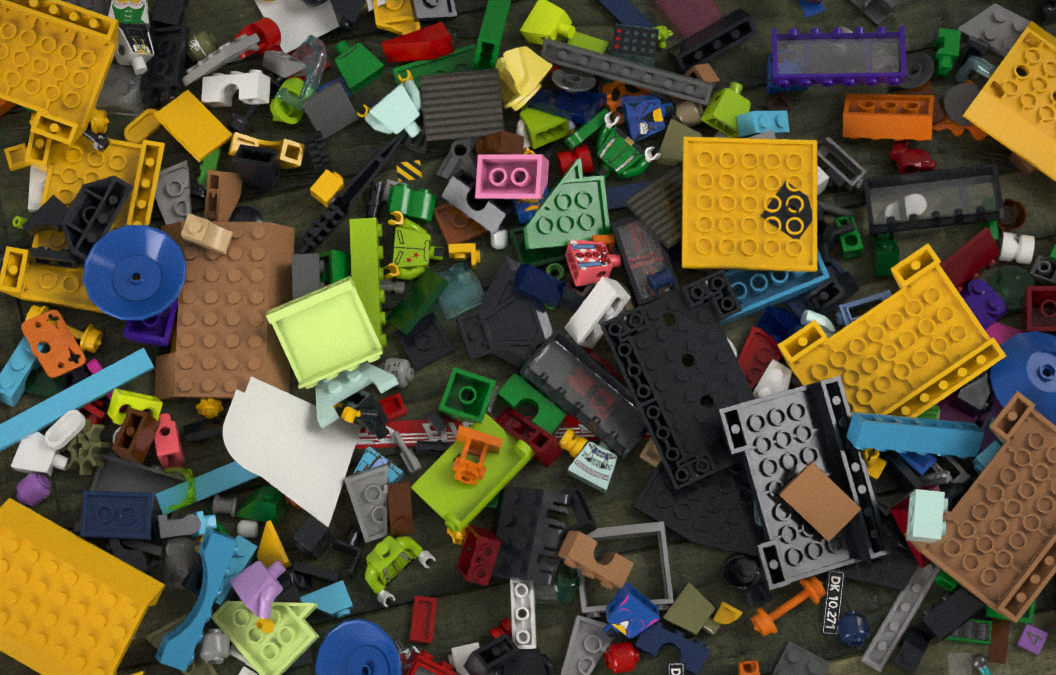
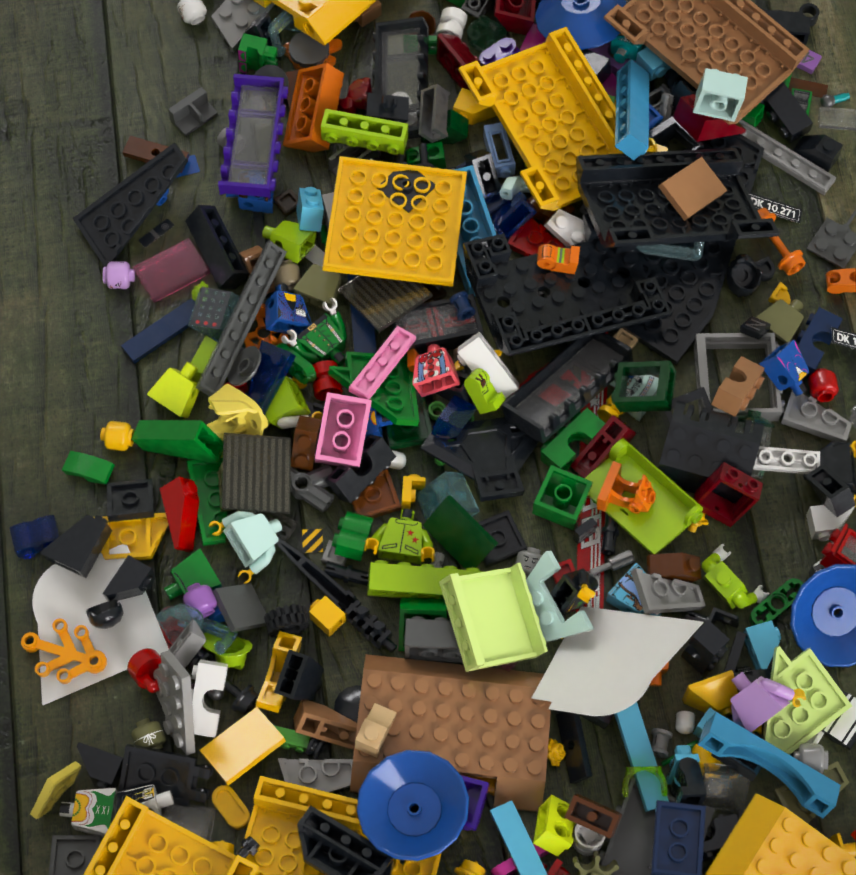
camera: 85 degrees left, 10 degrees down
(169, 443) = (600, 790): coral torso -> none
(264, 505) = (664, 701): green slope -> none
(328, 70) = (201, 598): none -> medium lavender head
(370, 599) = (775, 613): none -> green beam
(423, 619) = (782, 561): red tile -> none
(504, 627) = (797, 486): red wheel -> none
(567, 309) = (483, 392): none -> lime leg
(586, 483) = (665, 388): none -> dark green window
(587, 207) = (382, 363): none -> bright pink tile
(675, 581) = (755, 327): none -> black tile
(723, 369) = (558, 258): none -> orange leg
(853, 628) = (798, 192): dark blue head -> none
(856, 164) = (364, 132): none -> lime brick
(887, 185) = (387, 107): none -> black brick
(889, 232) = (433, 113): none -> flat silver window

